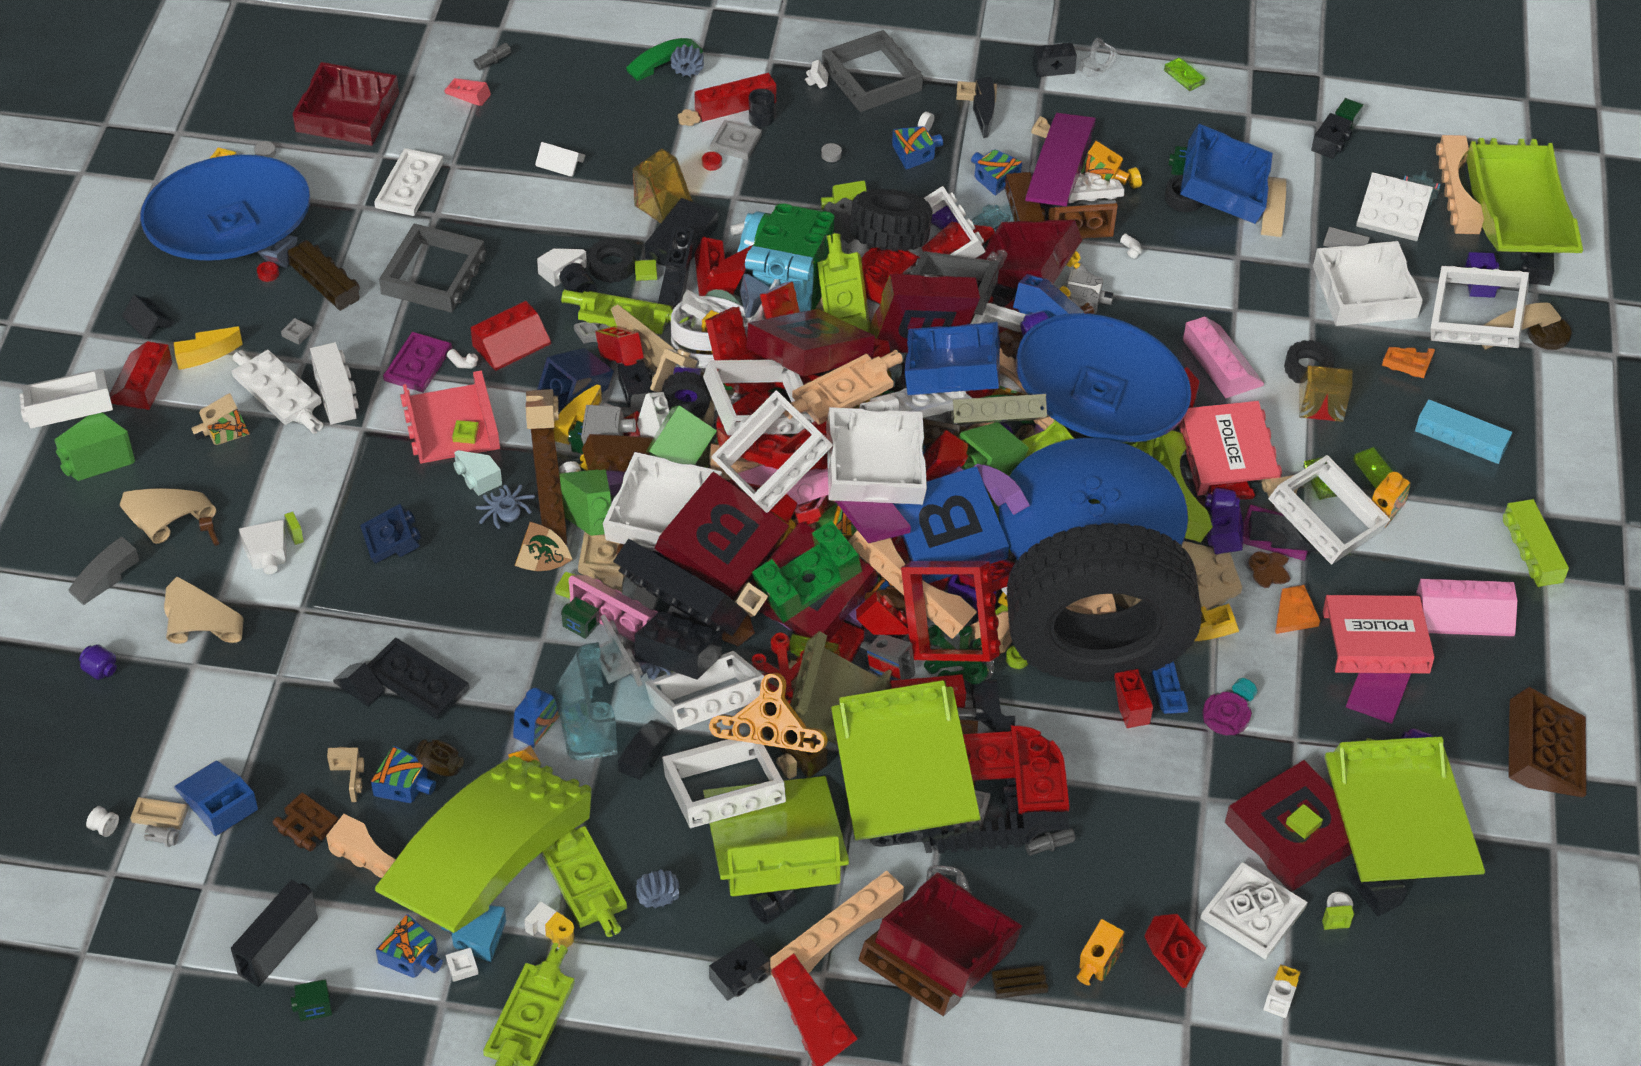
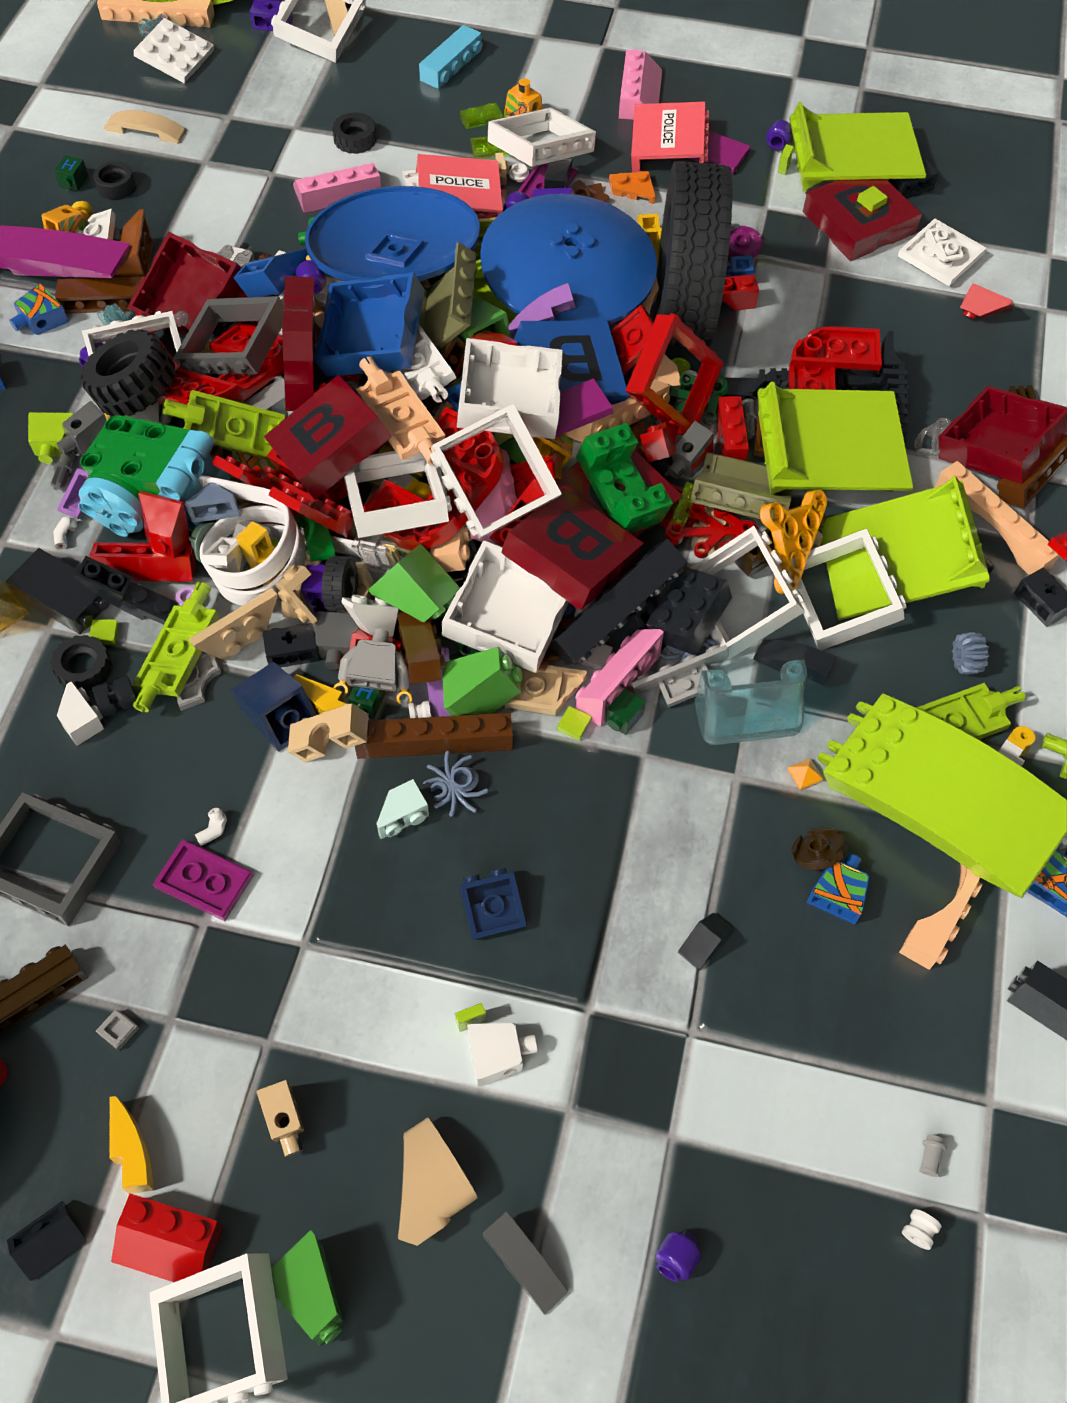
camera: 85 degrees left, 10 degrees up
(159, 813) = (897, 1163): tan tile -> none
(197, 611) = (611, 1129): tan panel -> none
(207, 525) = (449, 1128): reddish brown hand -> none
(218, 797) = (877, 1091): blue slope -> none
(278, 389) = (224, 1048): white plate -> none
(308, 814) = (895, 986): reddish brown plate -> none
(334, 383) = (239, 969): white brick -> none
(348, 759) = (818, 948): tan bracket -> none
(417, 678) = (702, 876): black plate -> none
(435, 416) = (310, 839): coral panel -> none
(465, 432) = (334, 823): lime tile -> none
(509, 335) = (188, 772): slope -> none
(534, 716) = (763, 754): blue torso -> none
(542, 550) = (531, 743): shield -> none
(619, 345) = (242, 647): red brick -> none
(750, 599) = (650, 534): tan brick -> none
(1100, 952) = (1002, 343): light orange torso -> none
(1134, 245) = (175, 225): white arm -> none
(1226, 174) = (106, 140): blue tile -> none
(1282, 991) = (1015, 244): white leg -> none
(1324, 393) = (402, 122): clear yellow slope -> none
(1332, 136) = (67, 73): black brick -> none
(1337, 917) = (945, 204): lime tile -> none
(1339, 899) = (929, 205): white plate -> none
(1343, 238) = (205, 89): light grey tile -> none
(1350, 110) = (43, 59): dark green brick -> none
(1367, 283) = (266, 81): white tile -> none
(1408, 360) = (363, 74): orange wing -> none
(1535, 543) = (575, 39): lime brick -> none
(1546, 744) = (774, 71): reddish brown slope -> none

